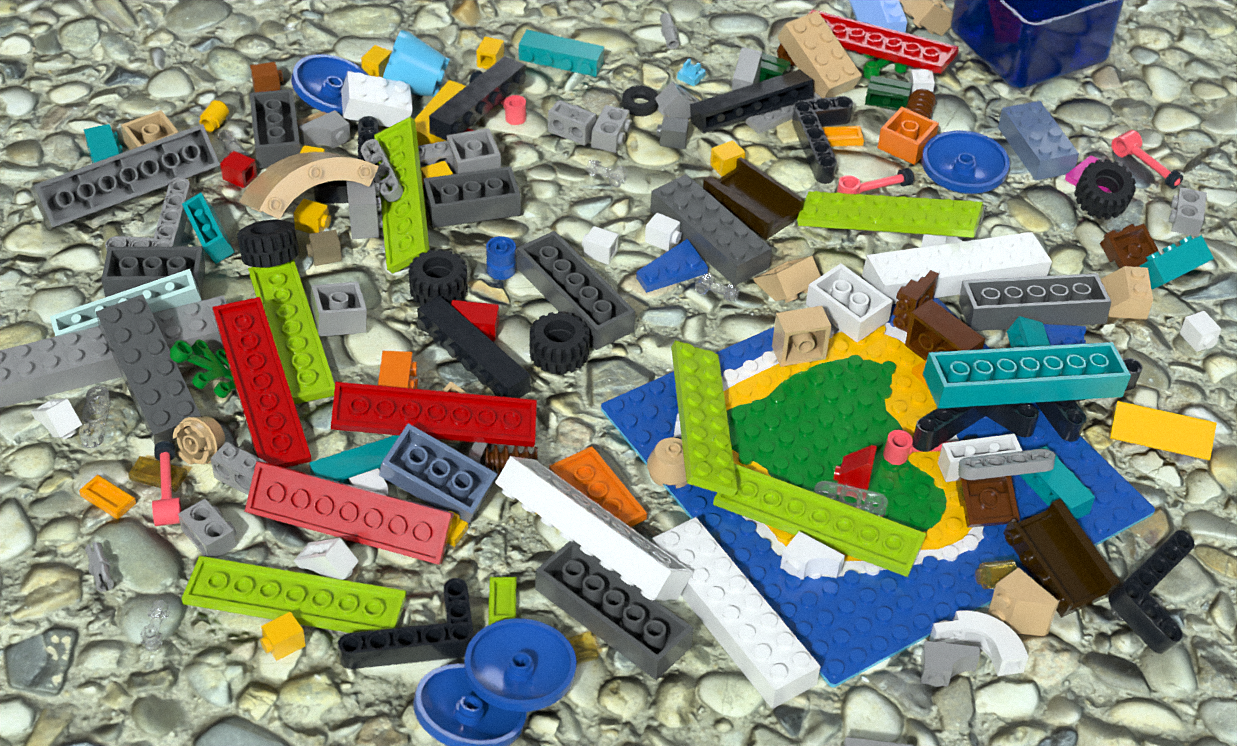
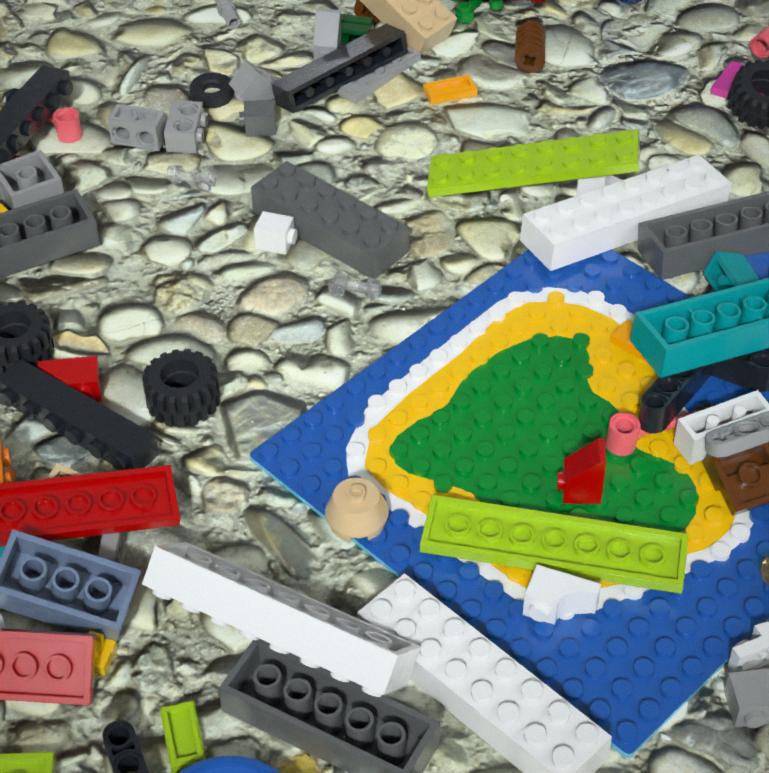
camera: 10 degrees left, 0 degrees up
(489, 52) = (23, 65): yellow brick -> none
(497, 460) = (140, 551): reddish brown piece -> none
(501, 257) = (87, 299): blue wheel -> none
(561, 53) = (107, 53): teal brick -> none
(575, 288) = (186, 318): dark grey brick -> none
(597, 481) = (268, 552): orange plate -> none
(600, 245) = (204, 261): white brick -> none
(672, 267) = (295, 272): blue wing -> none
(691, 73) = (262, 51): medium azure tile -> none
(703, 419) = (383, 449): lime plate -> none
(725, 157) = (328, 136): yellow brick -> none
(755, 199) = (374, 174): dark brown panel -> none
(788, 279) = (438, 259): tan slope -> none
(801, 336) = (472, 322): tan brick -> none
(808, 120) = (411, 79): black beam -> none
(849, 302) = (516, 273): white brick -> none
(852, 185) = (479, 139): coral piece -> none
(860, 494) = (593, 501): clear beam -> none
(887, 93) = (491, 34): dark green brick -> none
(907, 135) = (526, 74): orange brick -> none
(912, 297) = (591, 257): reddish brown plate -> none
(921, 80) = (523, 12): white brick -> none
(937, 330) = (632, 286): reddish brown brick -> none
(965, 161) = (599, 92): blue dish -> none
(1037, 140) = (670, 55): sand blue brick -> none

